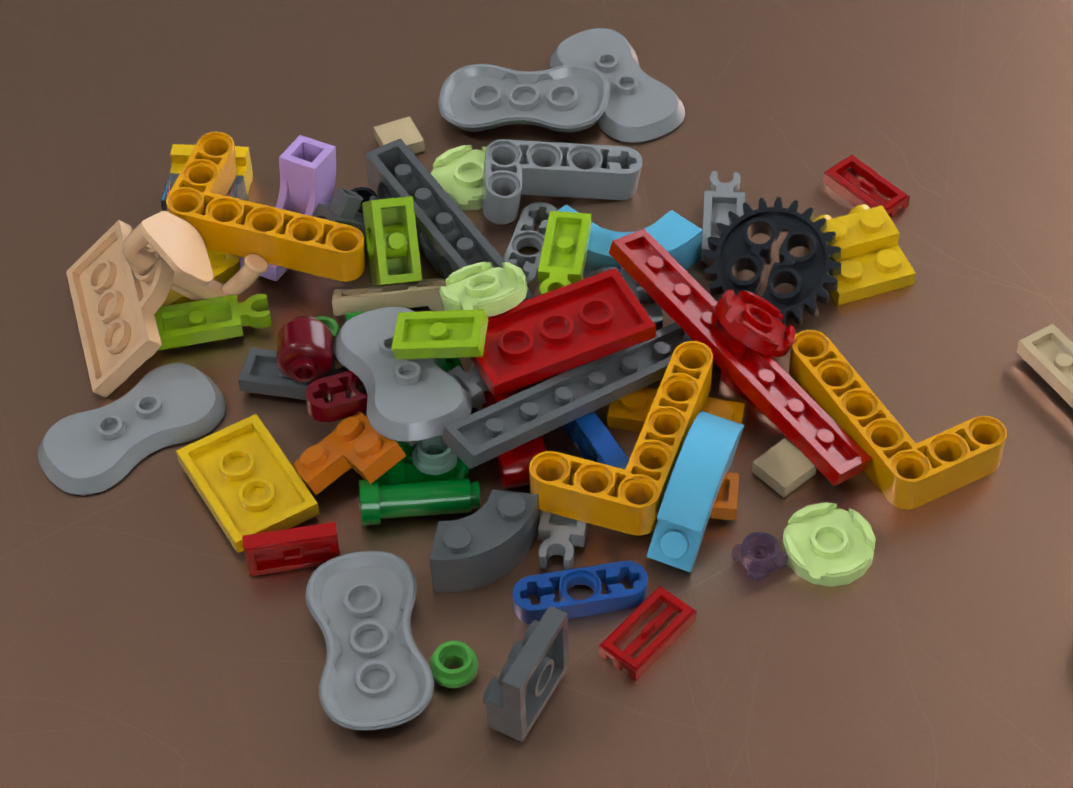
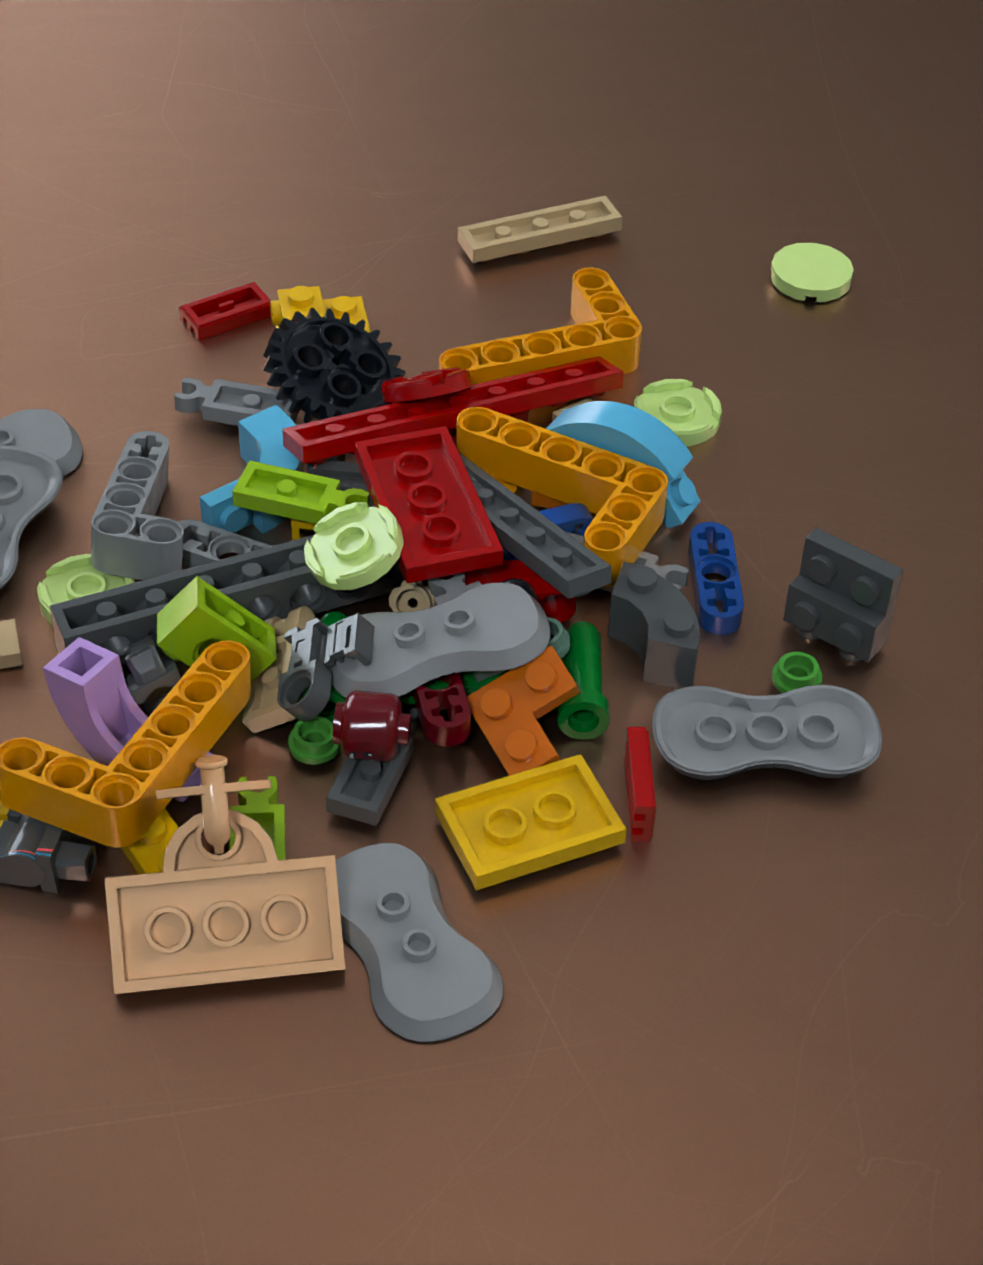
camera: 85 degrees left, 5 degrees down
(368, 304) = (311, 652): none -> dark grey piece
(440, 334) = (429, 573): lime plate -> none
(660, 644) = (760, 544): red tile -> none
(759, 545) = (697, 446): clear purple plate -> none

